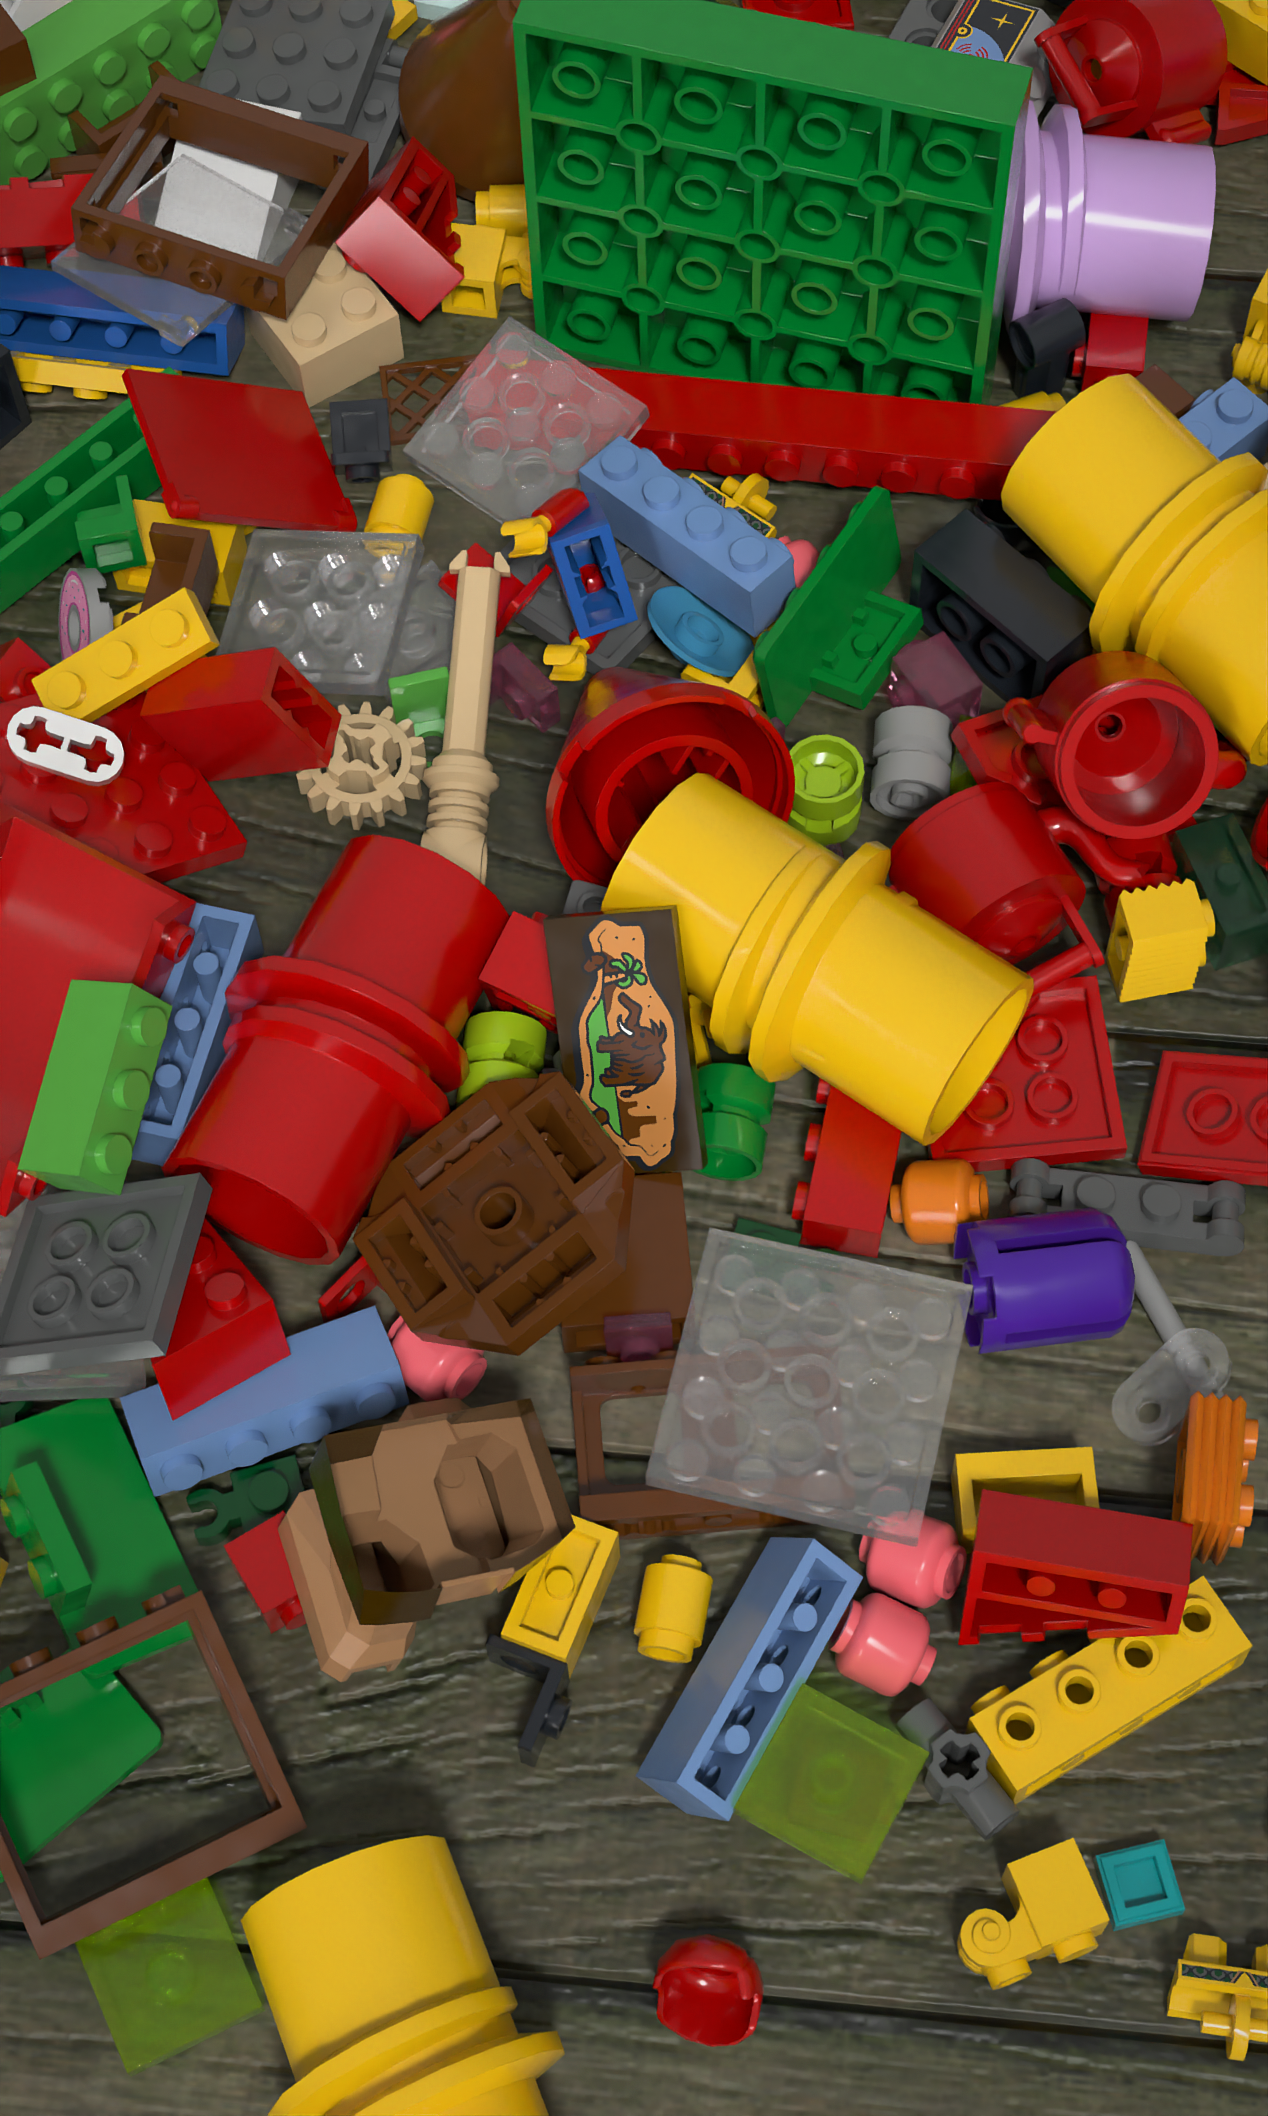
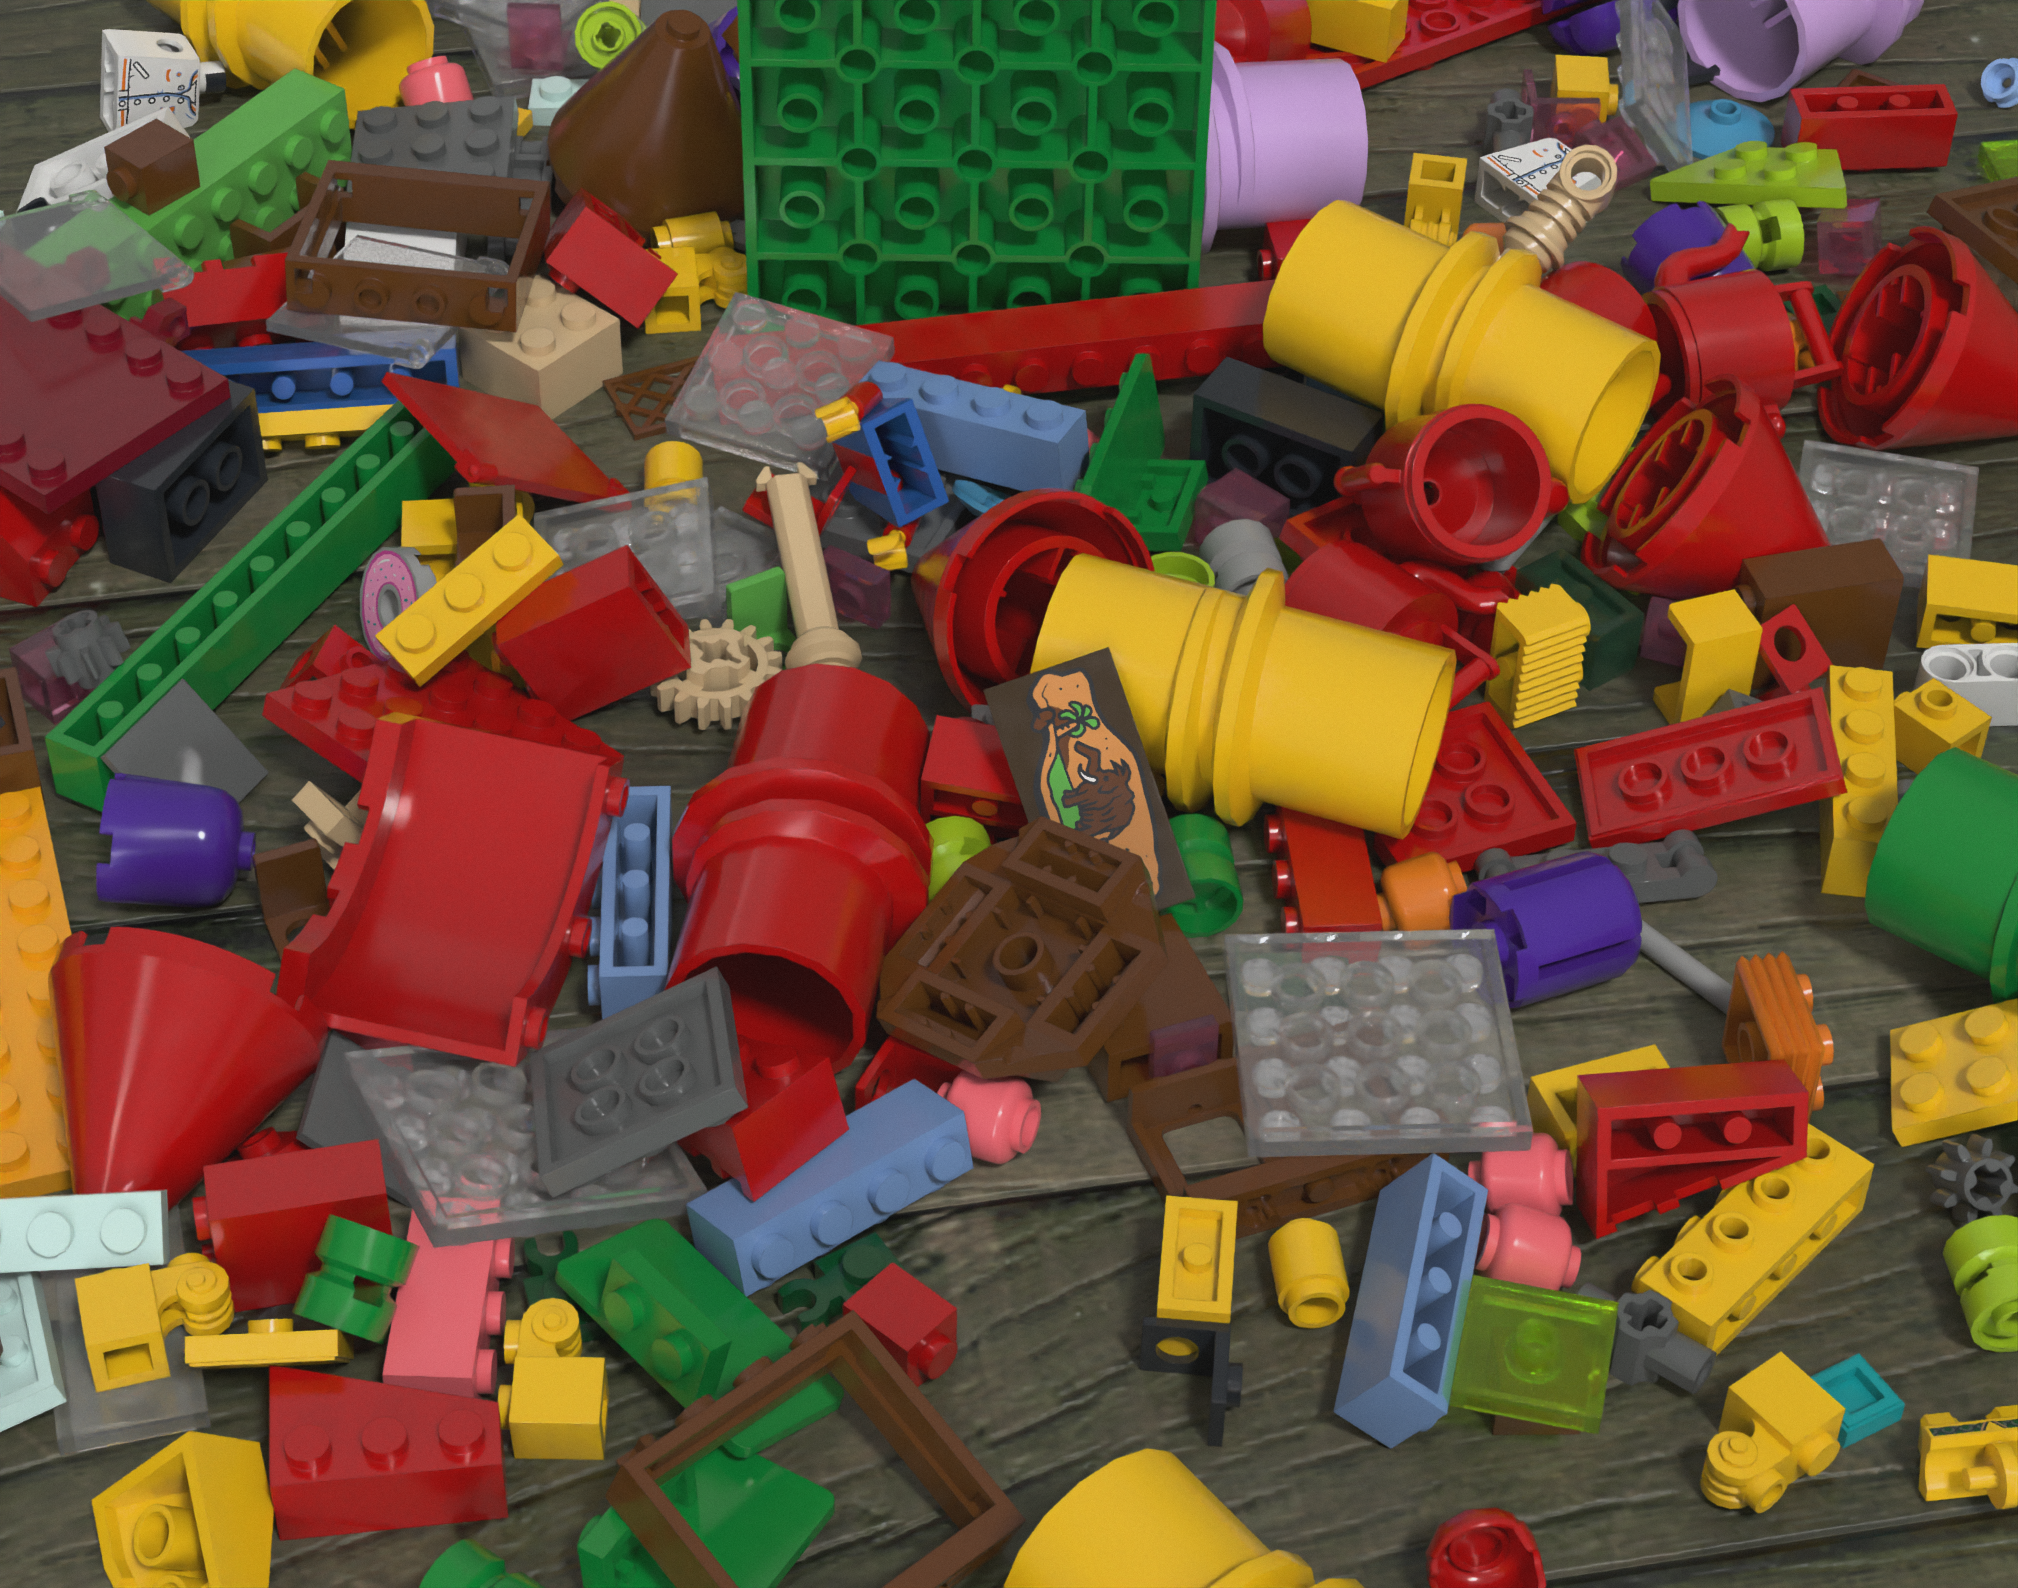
camera: 20 degrees left, 20 degrees down
(70, 731) = (430, 680): white beam -> none
(95, 1087) = (583, 920): bright green brick -> none
(112, 534) = (407, 519): green panel -> none
(361, 439) = (612, 430): black bracket -> none
(418, 1521) = (1063, 1207): medium nougat piece -> none
(1044, 346) = (1236, 243): black piece -> none
(1166, 1382) = (1696, 996): clear plate -> none

